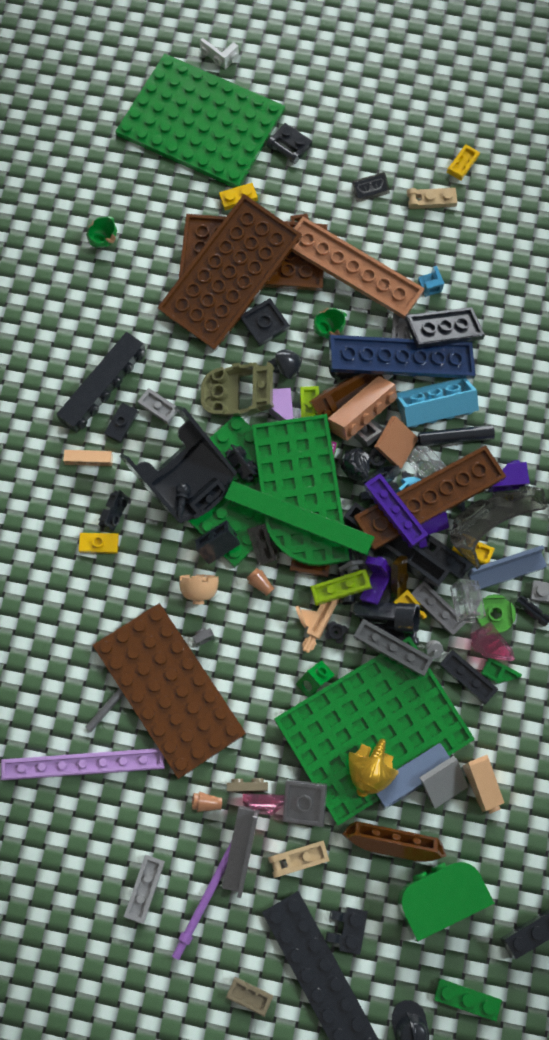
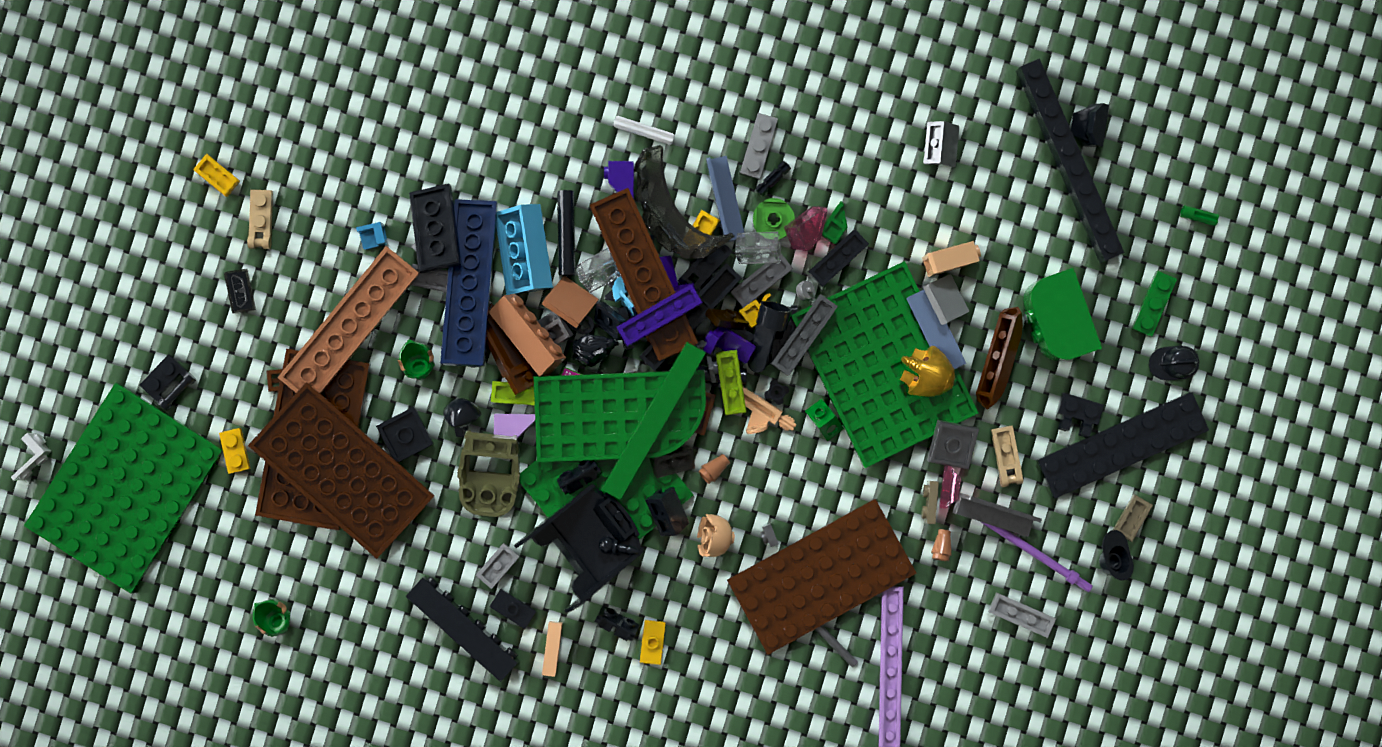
camera: 85 degrees left, 15 degrees up
(210, 981) = (1116, 556): none -> black piece

